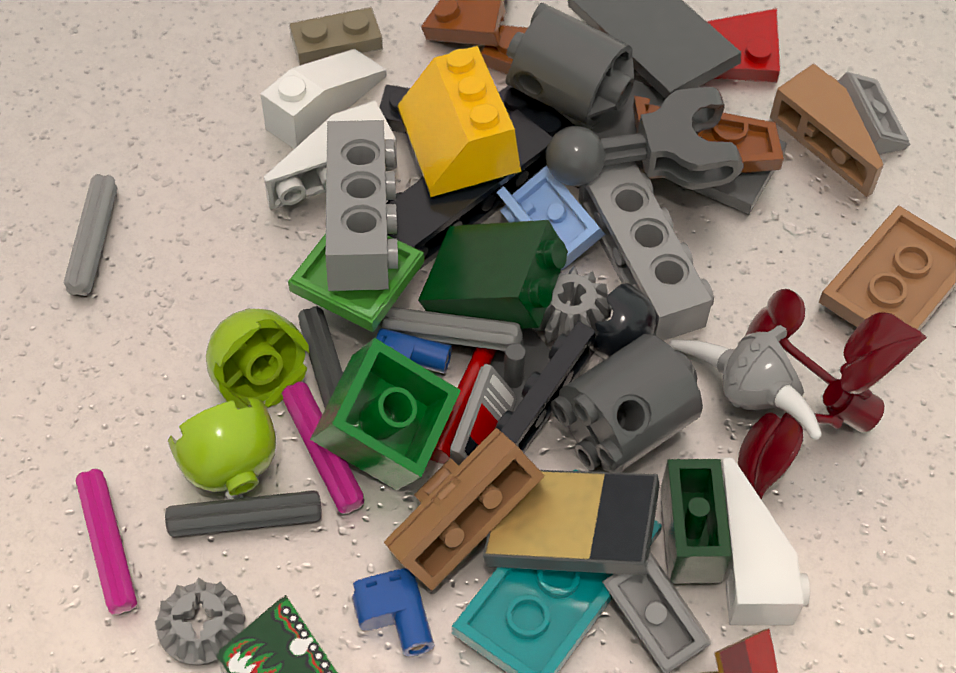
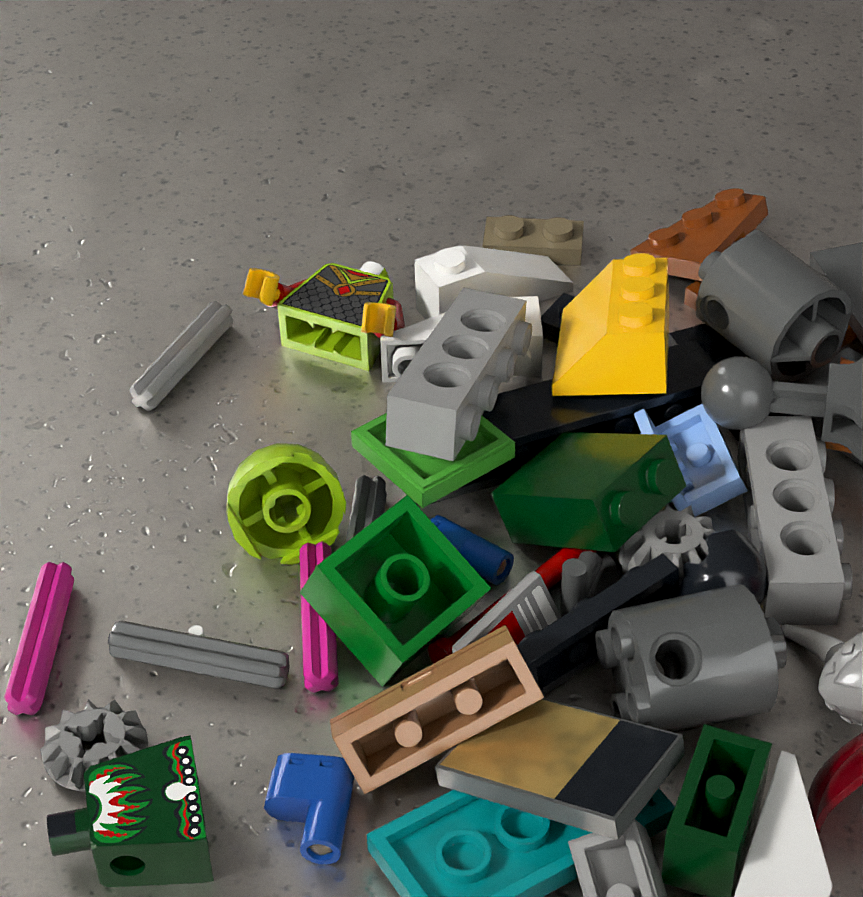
camera: 25 degrees right, 15 degrees down
(208, 156) = (333, 311): none -> torso
(226, 447) = (206, 571): lime cylinder -> none
(453, 328) = (521, 534): light grey axle -> none

